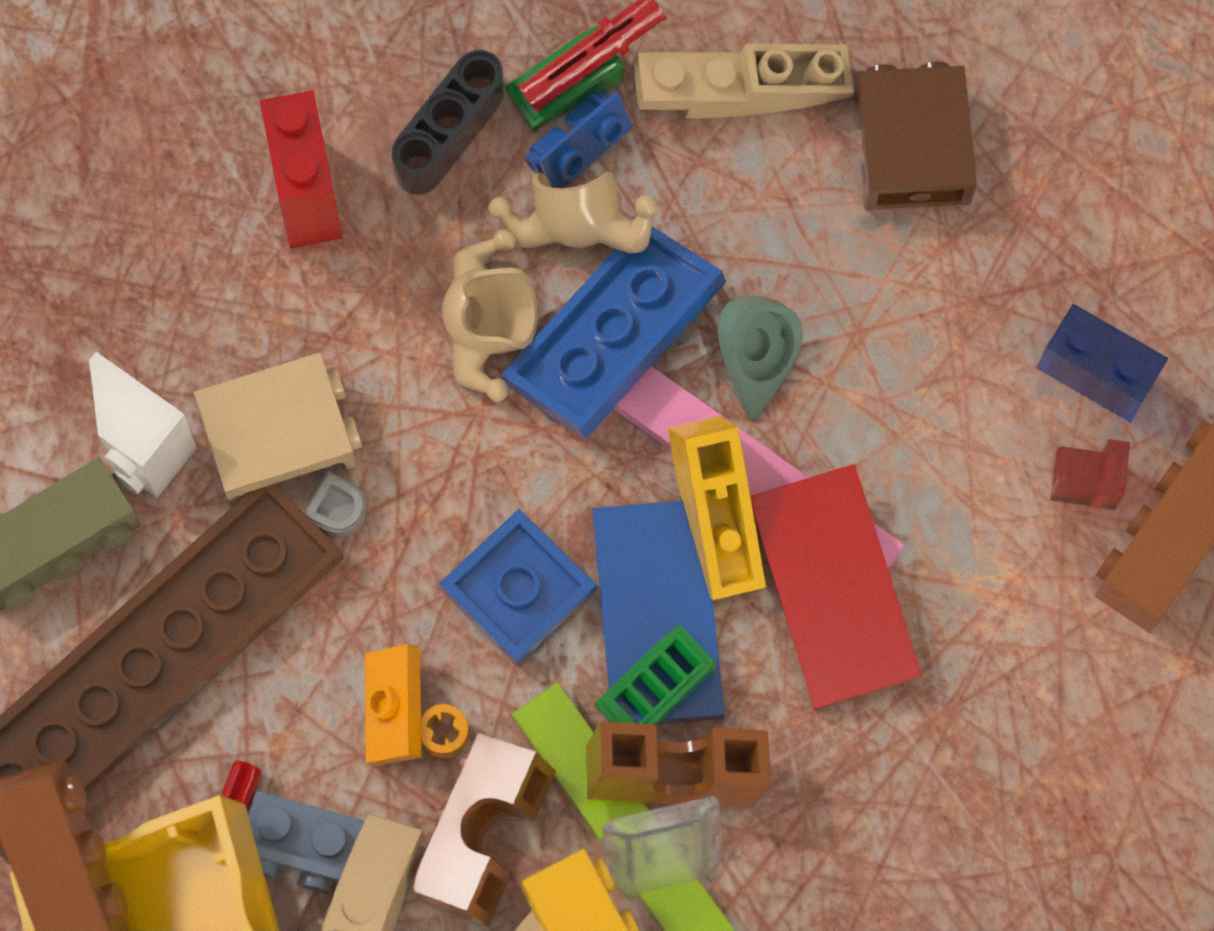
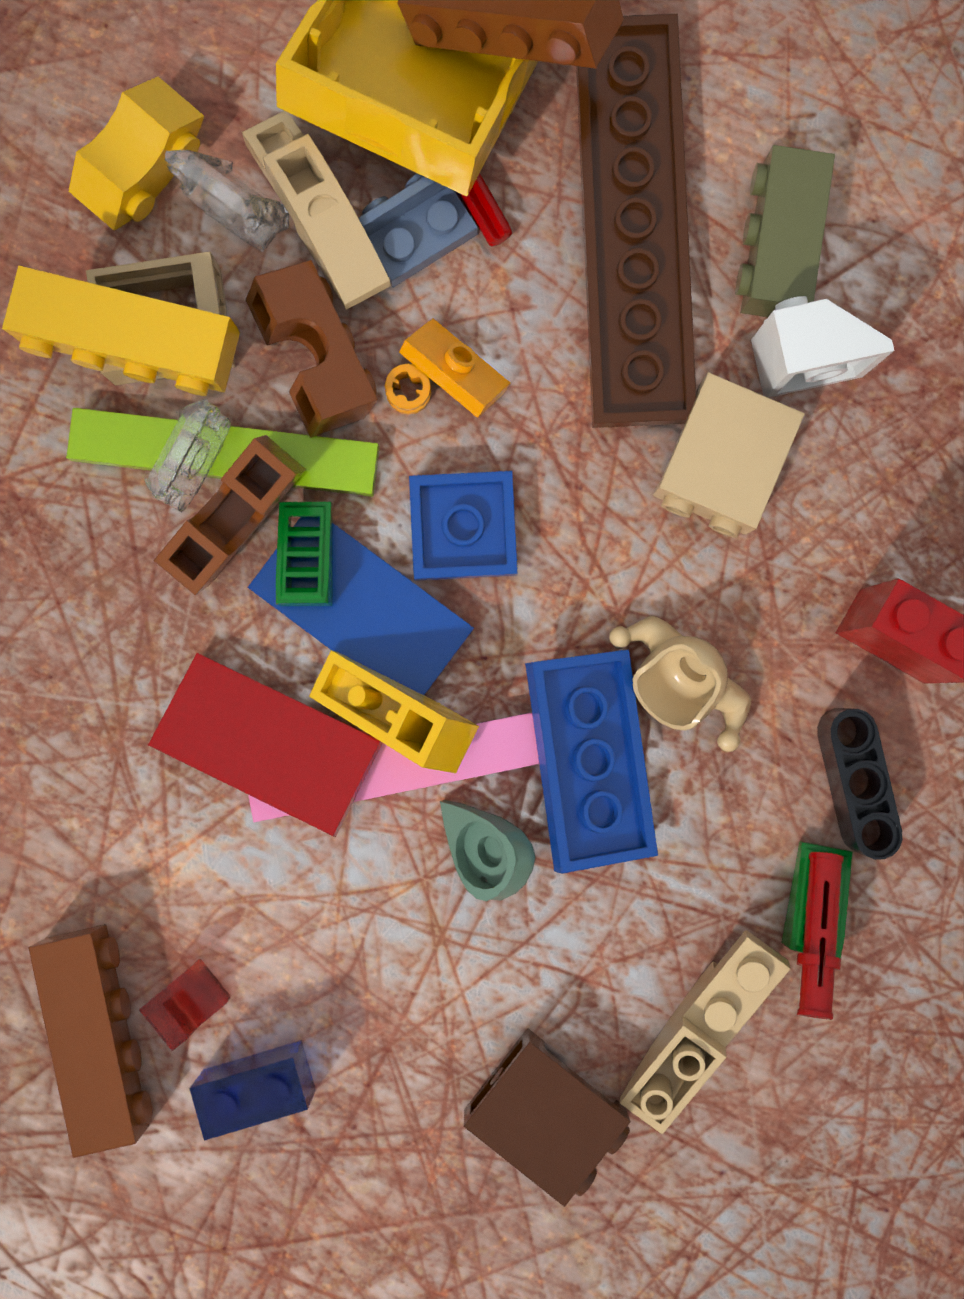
camera: 135 degrees right, 15 degrees up
(337, 507) = (634, 454): light grey tile -> none
(579, 216) = (699, 809): tan piece -> none
(595, 128) = (760, 891): blue hinge -> none

